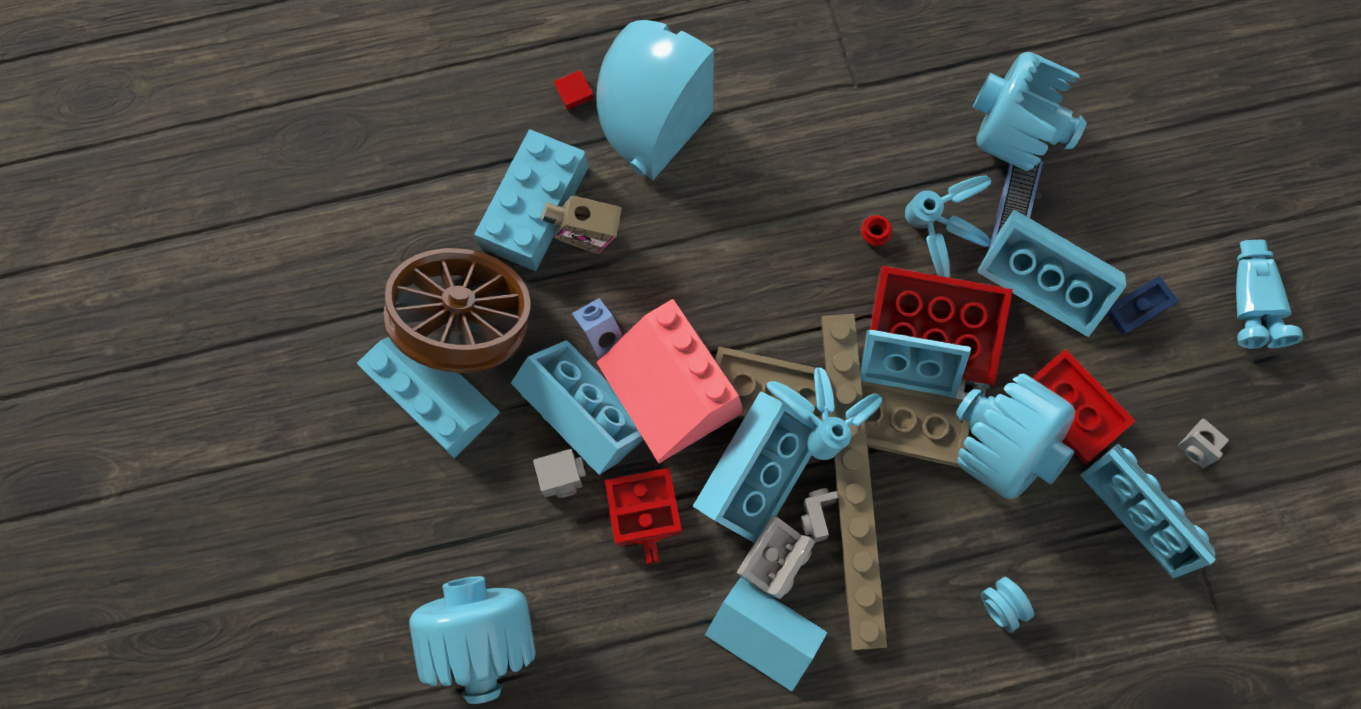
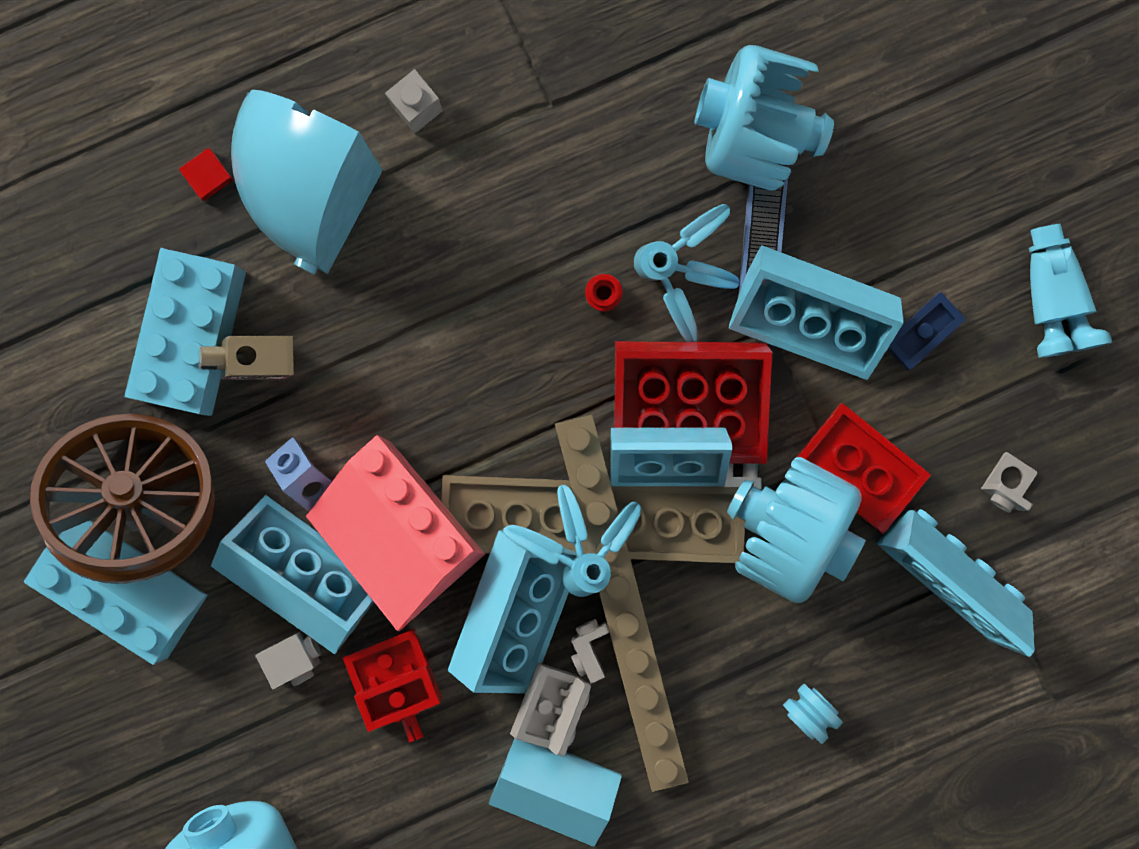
camera: 10 degrees left, 15 degrees up
(749, 62) = (414, 101): none -> light grey brick

